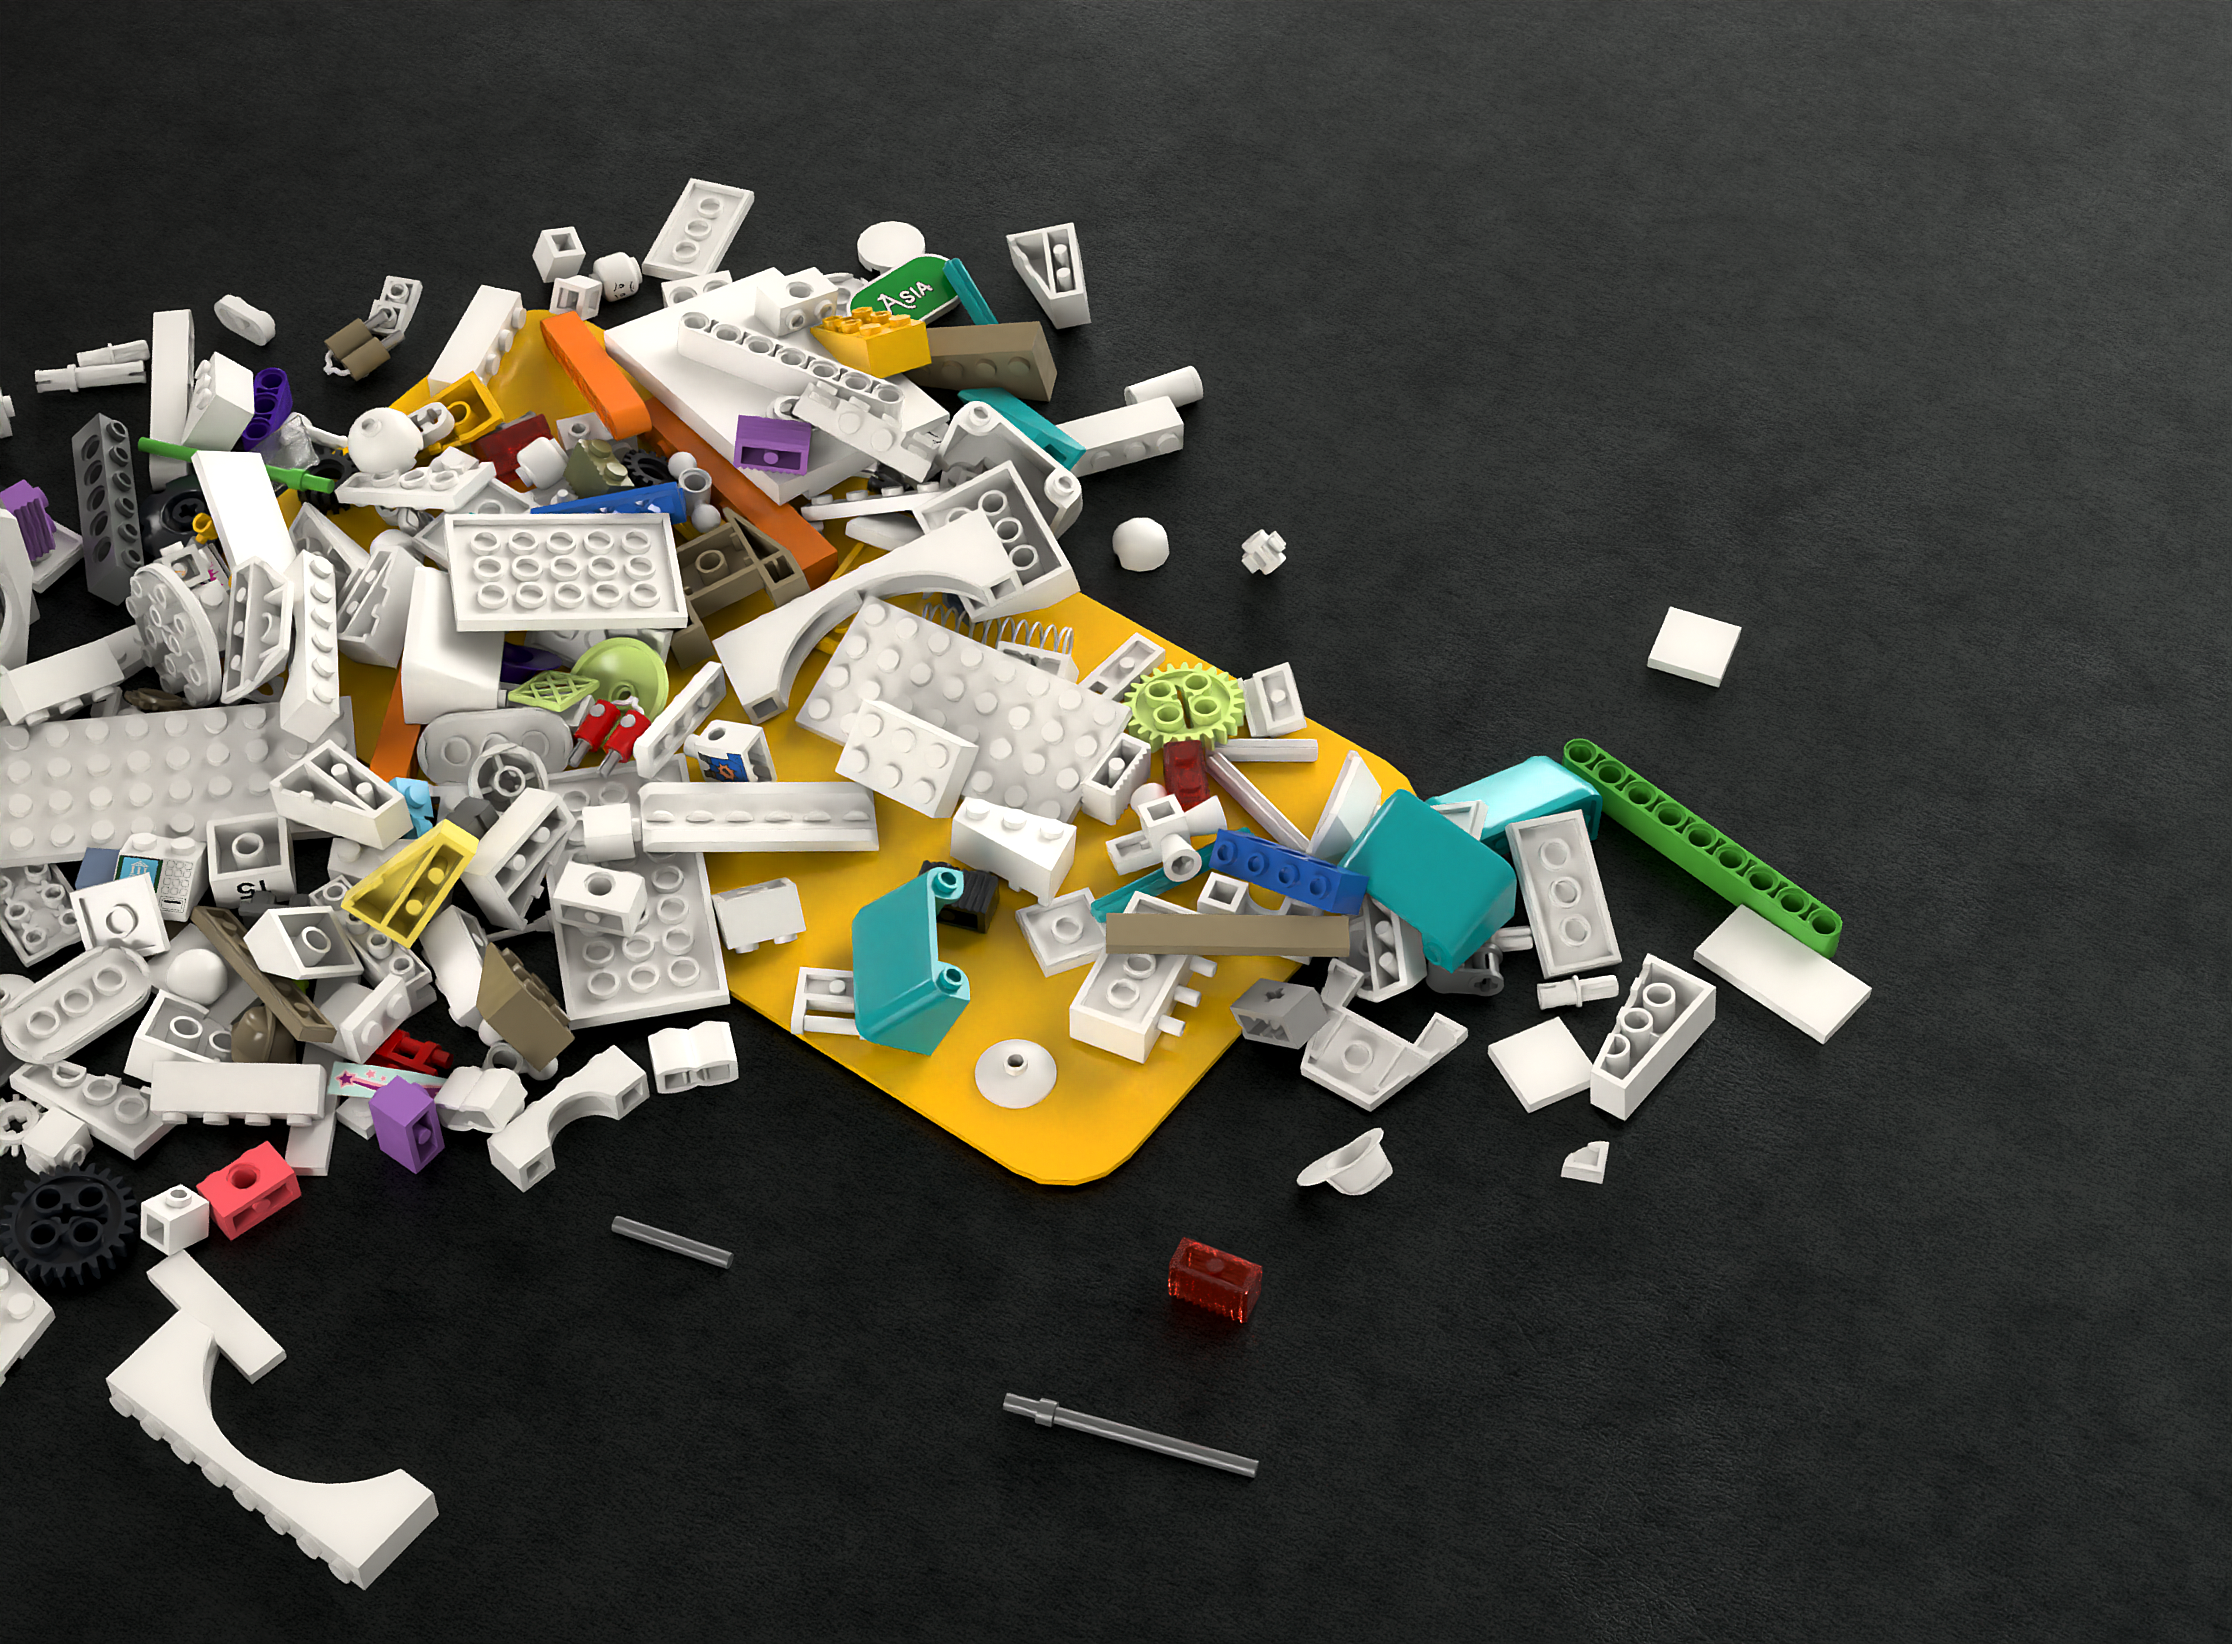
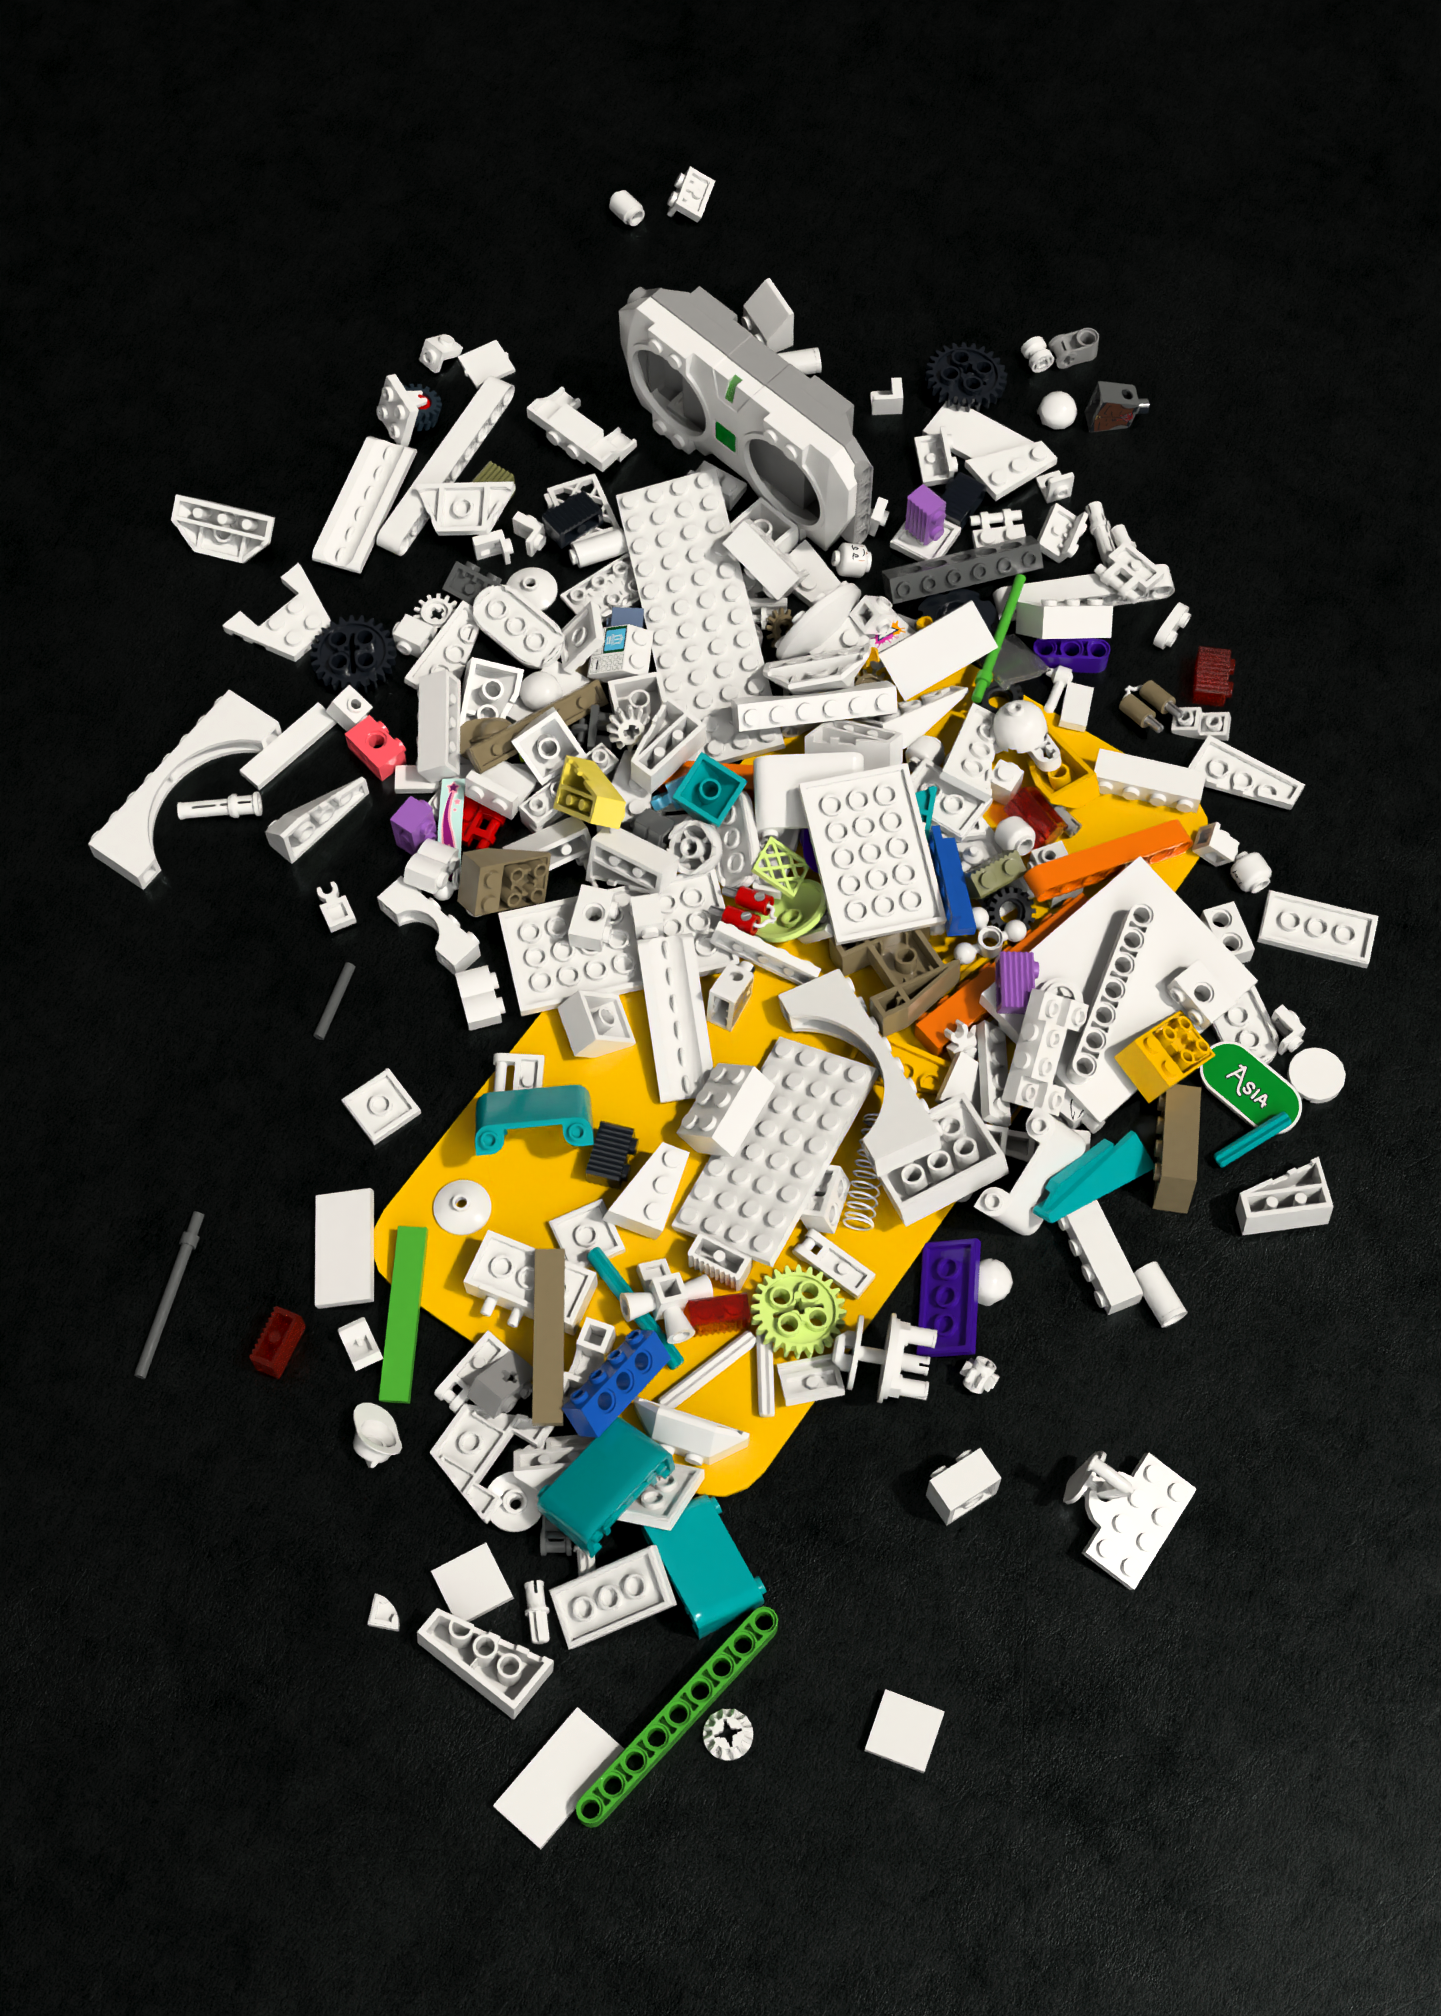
camera: 90 degrees right, 15 degrees up
(57, 477) = (989, 536): none -> white plate
(57, 626) = (851, 560): none -> white head
(70, 407) = (1061, 533): none -> white bracket
(160, 329) = (1133, 566): none -> white plate
(300, 847) = (621, 723): none -> white gear
(314, 1385) = (232, 806): none -> white pin
(329, 288) = (1212, 676): none -> clear red brick
(340, 415) = (1076, 707): none -> white tile
(372, 1269) = (308, 823): none -> white wedge
(430, 750) = (709, 790): none -> teal slope
(483, 264) = (1244, 776): none -> white wing
(522, 1236) = (335, 910): none -> white plate
(558, 254) = (1263, 825): white brick -> none
(832, 532) = (962, 1041): none -> white plate
(834, 257) = (1289, 1026): none -> white bracket
(849, 1180) = (381, 1106): none -> white tile
(1069, 1212) = (344, 1248): none -> white tile
(1165, 574) = (950, 1296): none -> dark purple tile
(1172, 1136) = (403, 1315): none -> bright green tile
(1217, 1188) = (360, 1343): none -> white bracket
(1250, 618) = (892, 1358): none -> white piece
(1257, 1056) = (479, 1358): none -> white plate
(1408, 564) = (962, 1485): none -> white brick
(1422, 431) = (1135, 1515): none -> white plate
(1432, 995) = (510, 1489): none -> white dish
(1730, 805) = (719, 1746): none -> white gear

